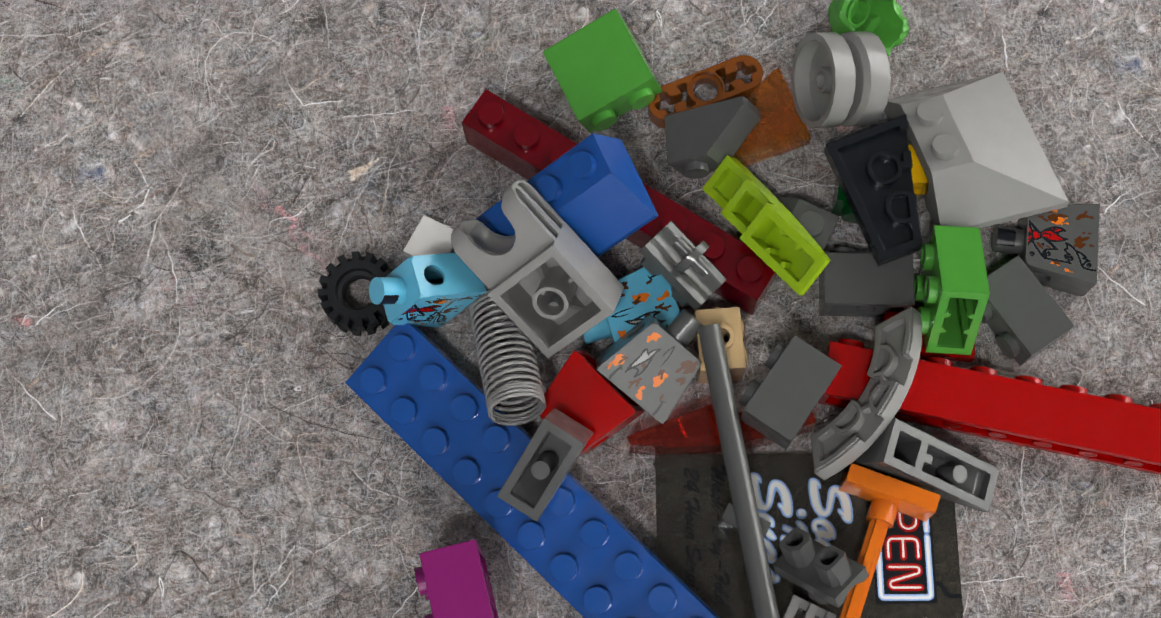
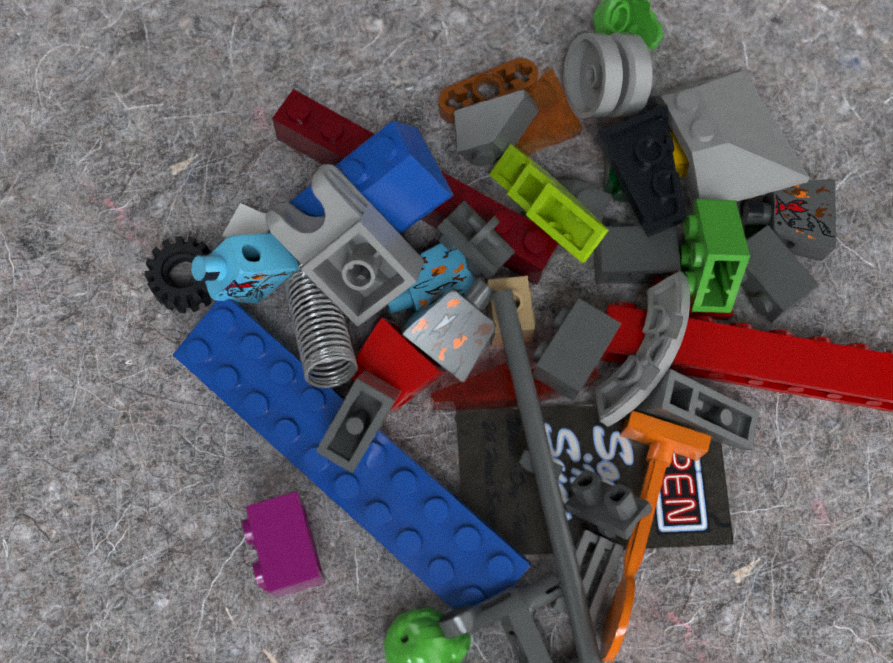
camera: 15 degrees left, 0 degrees up
(602, 72) = (397, 72): bright green brick -> none

